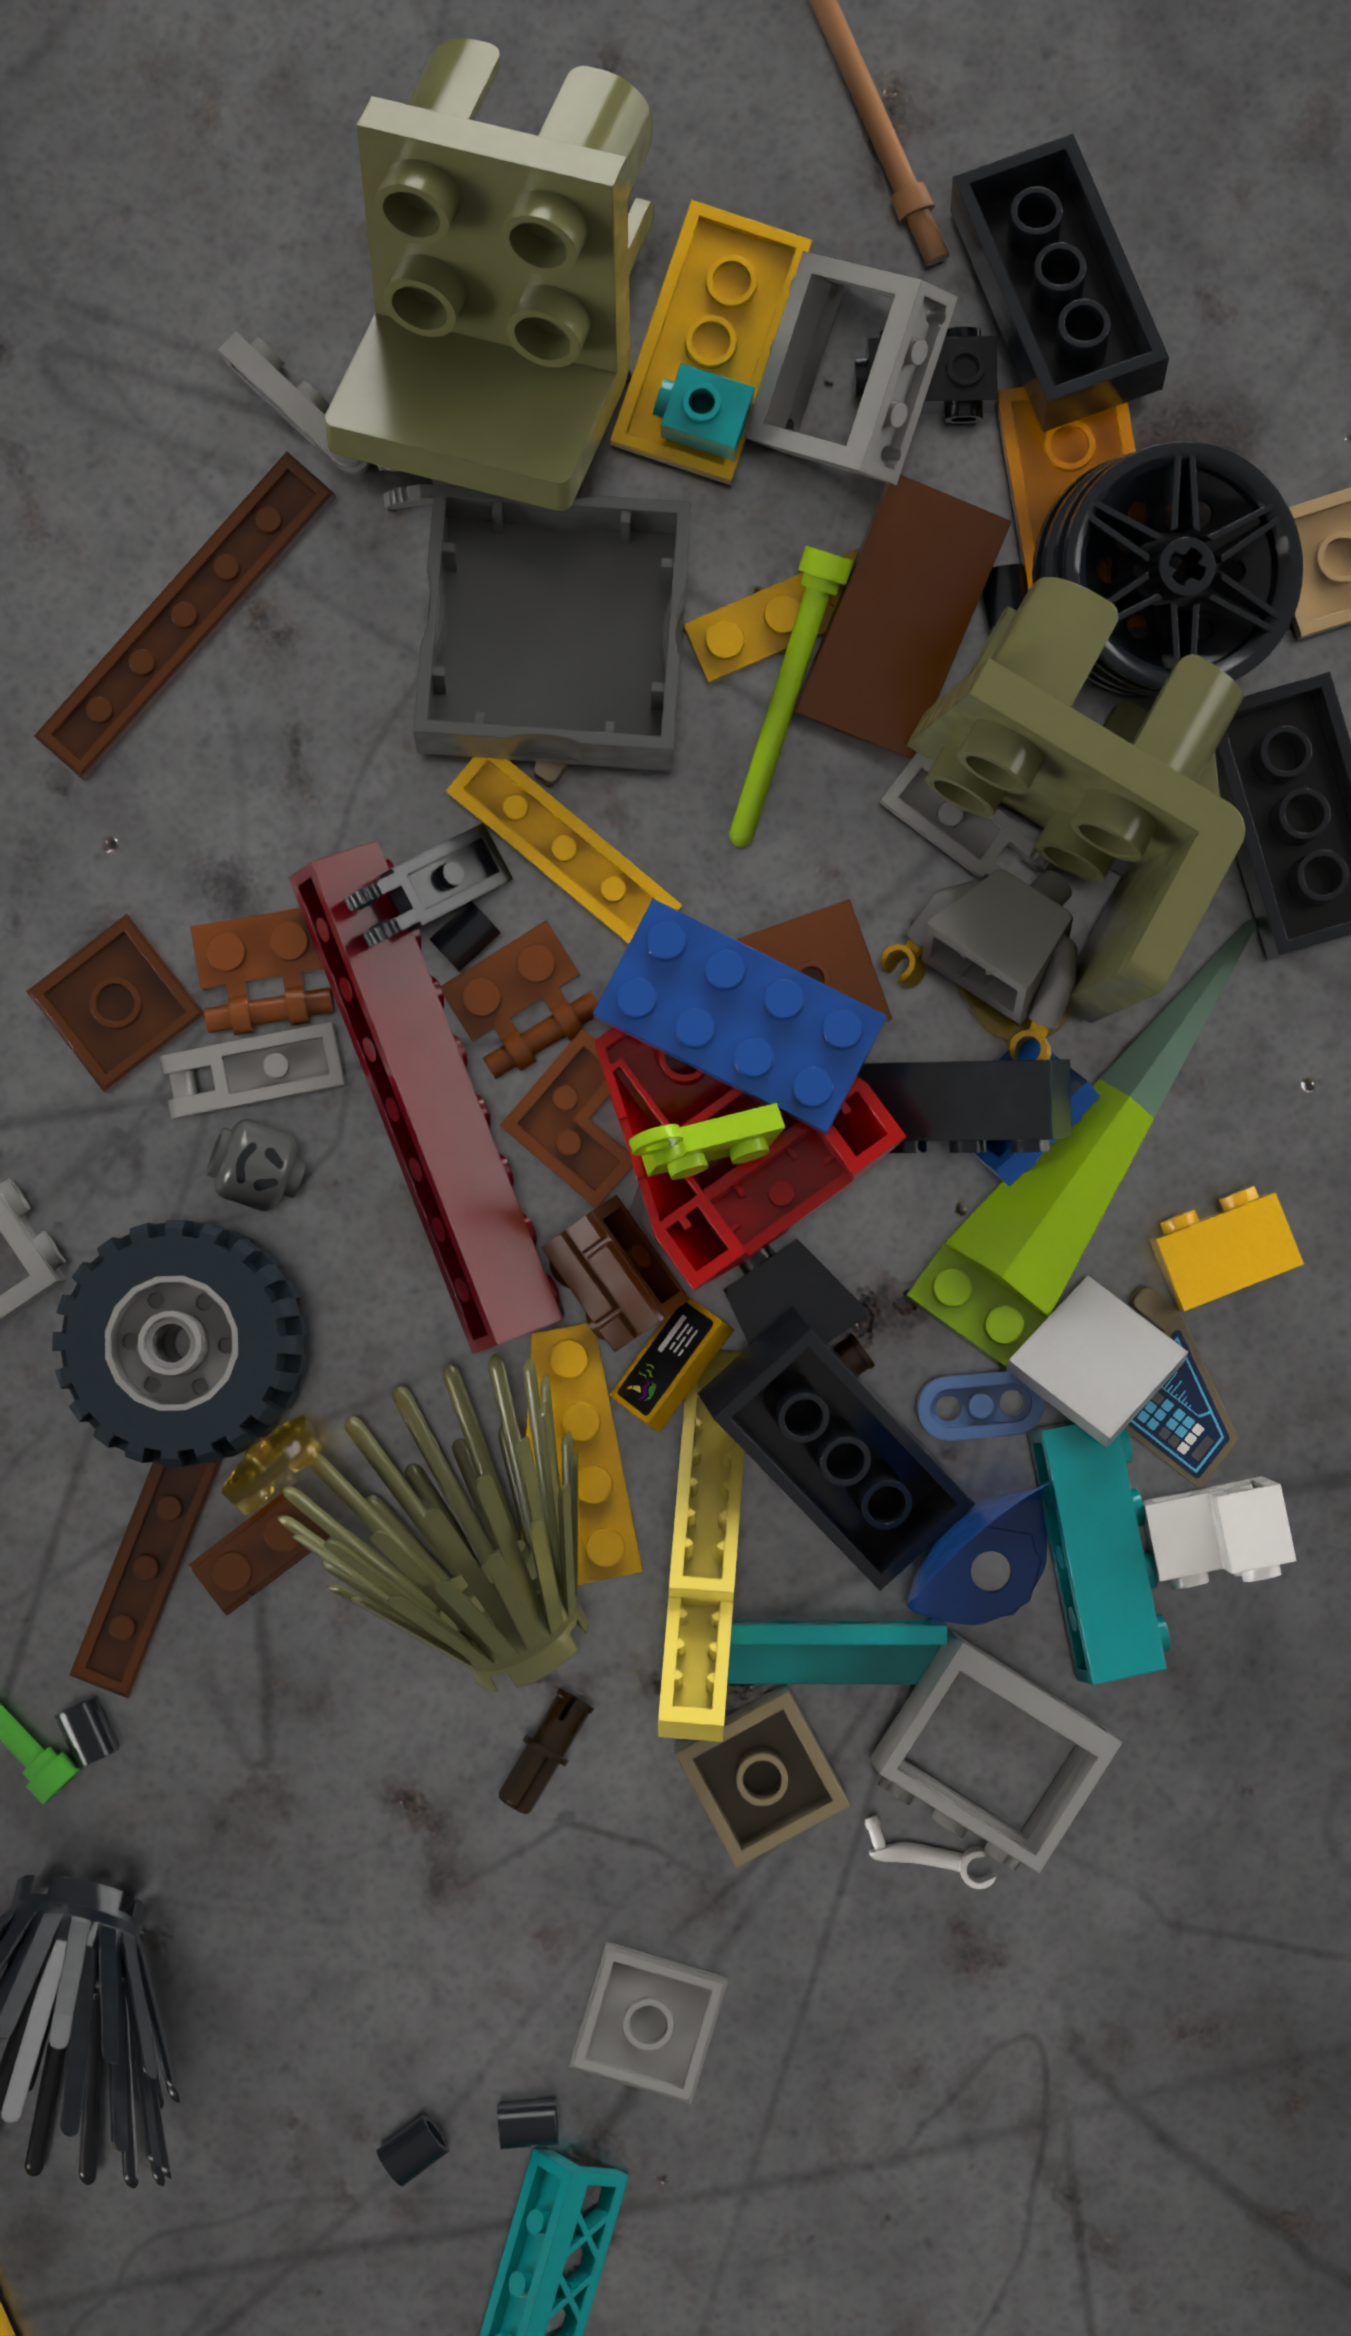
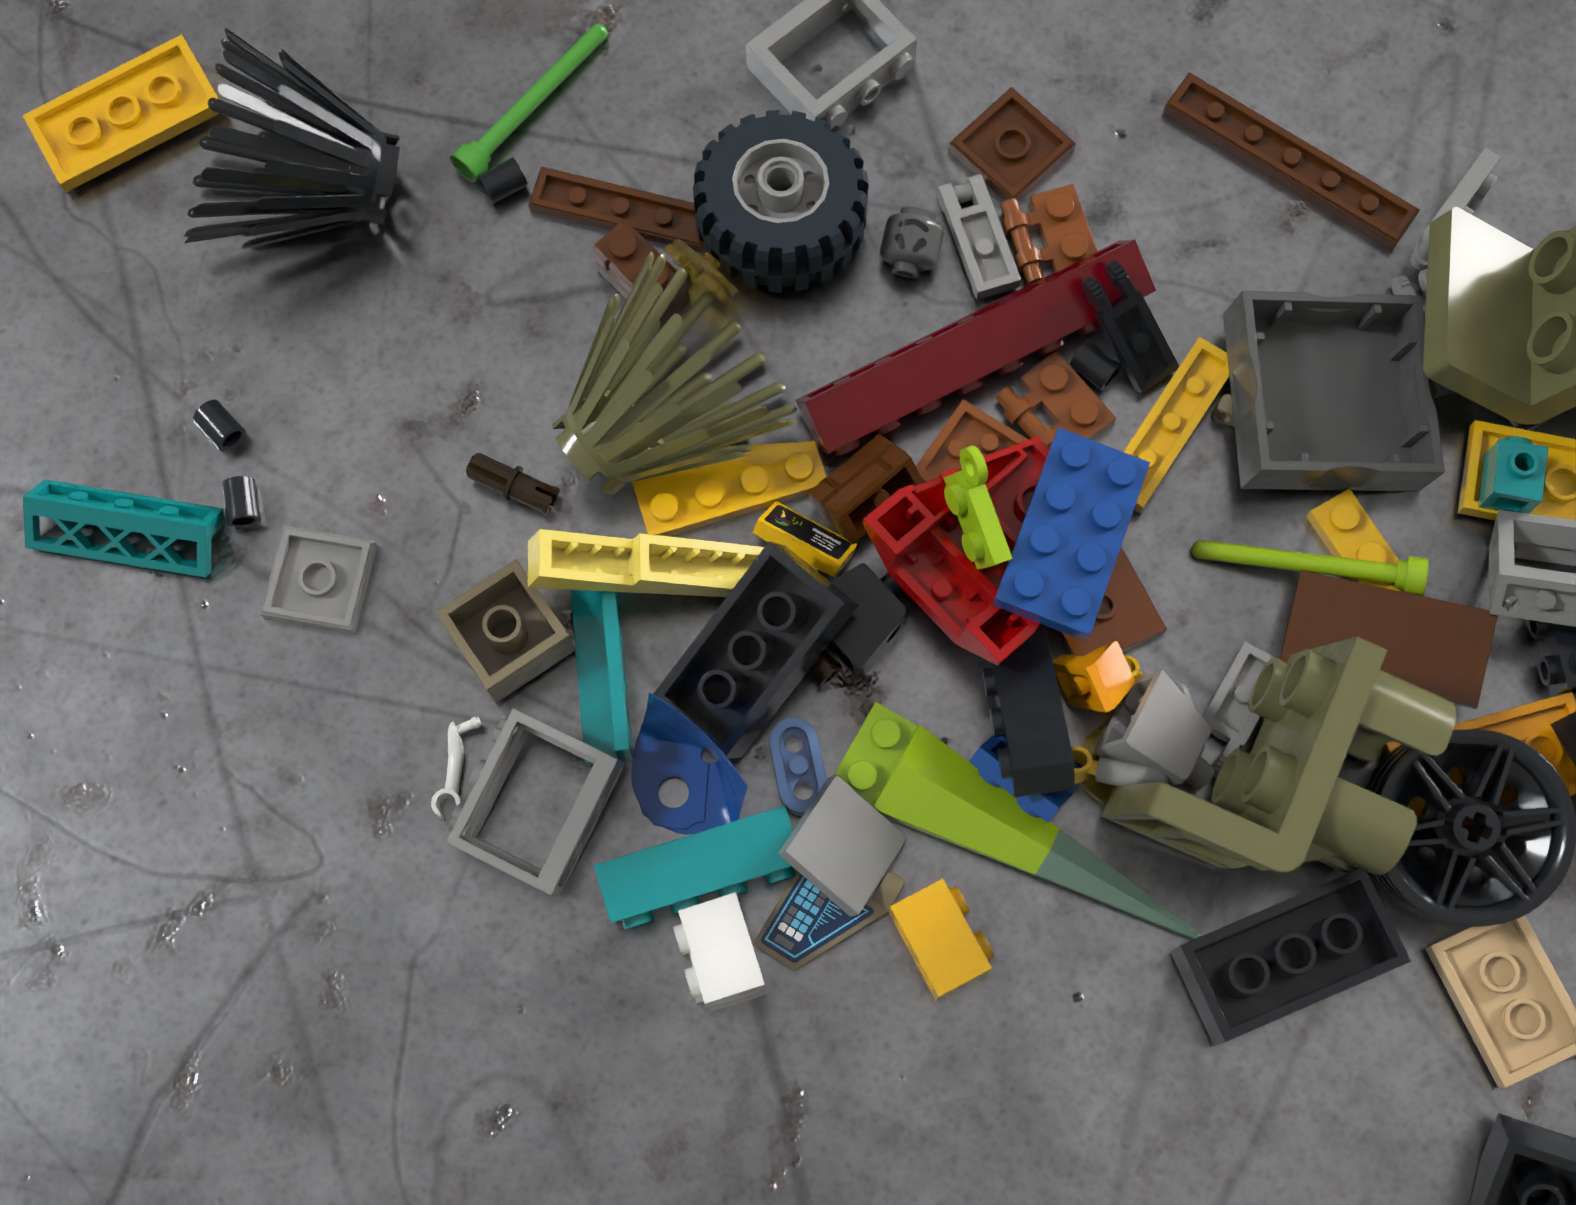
camera: 85 degrees right, 15 degrees down
(920, 1005) = (1096, 679): none -> light orange slope

